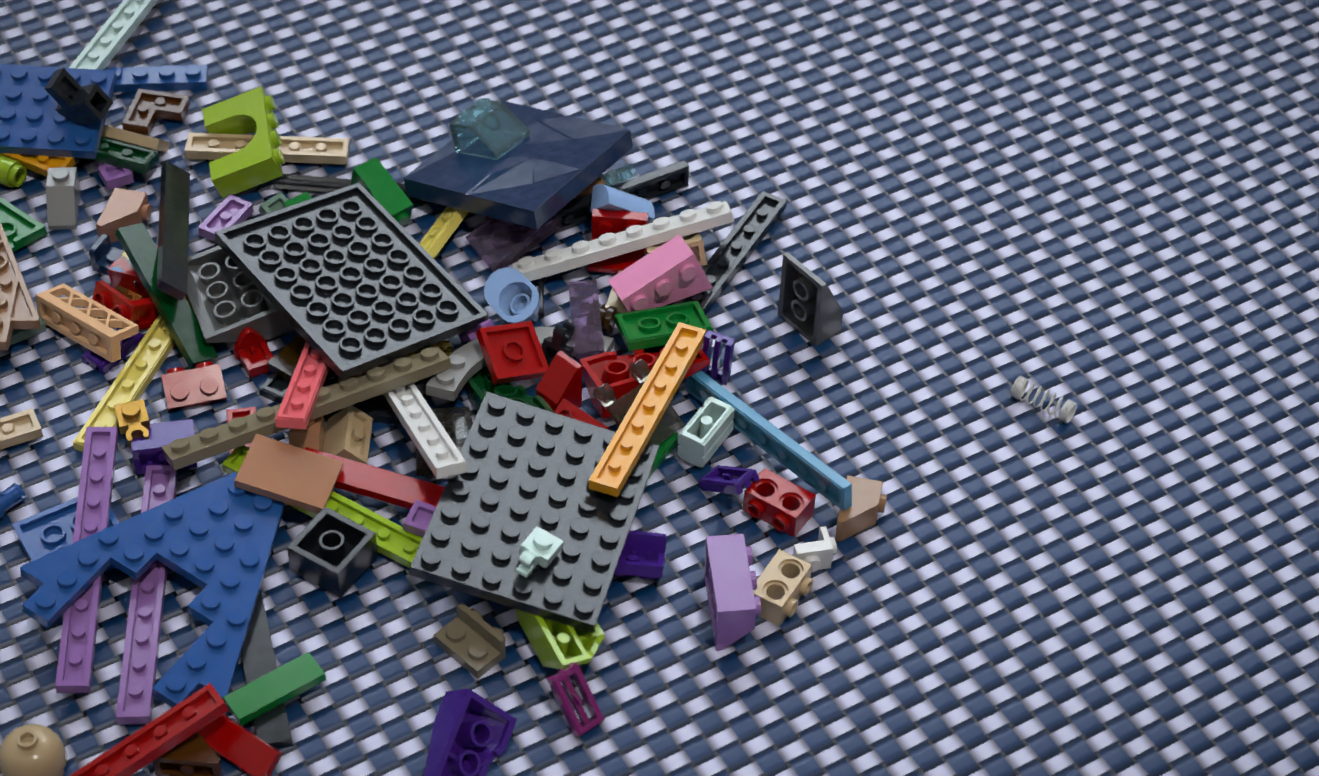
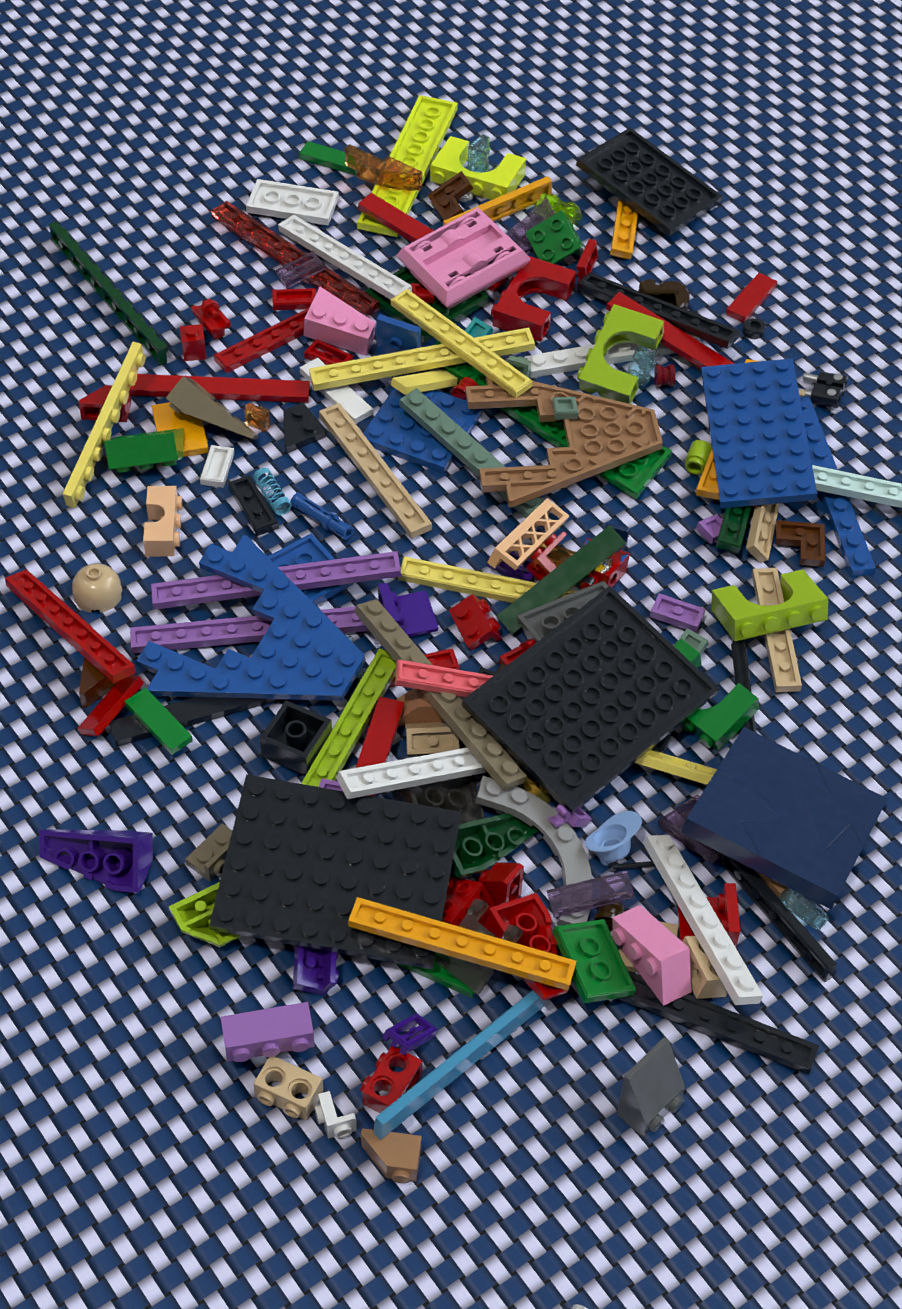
camera: 85 degrees right, 5 degrees up
(62, 198) = (674, 499): light grey slope -> none
(78, 103) = (759, 468): black brick -> none
(123, 209) = (662, 541): nougat slope -> none
(133, 420) = (426, 586): plate -> none
(173, 231) = (638, 571): black tile -> none
(288, 474) = (362, 689): nougat tile -> none
(487, 130) = (813, 779): clear light blue slope -> none
(512, 352) = (537, 839): red plate -> none
(539, 549) = (274, 868): light aqua plate -> none
(558, 342) = (554, 878): black plate -> none
(565, 705) = (151, 931): magenta tile -> none
(613, 199) = (755, 911): light blue brick -> none
(705, 432) = (465, 1008): light aqua brick -> none
(714, 370) = (560, 1010): dark purple tile -> none

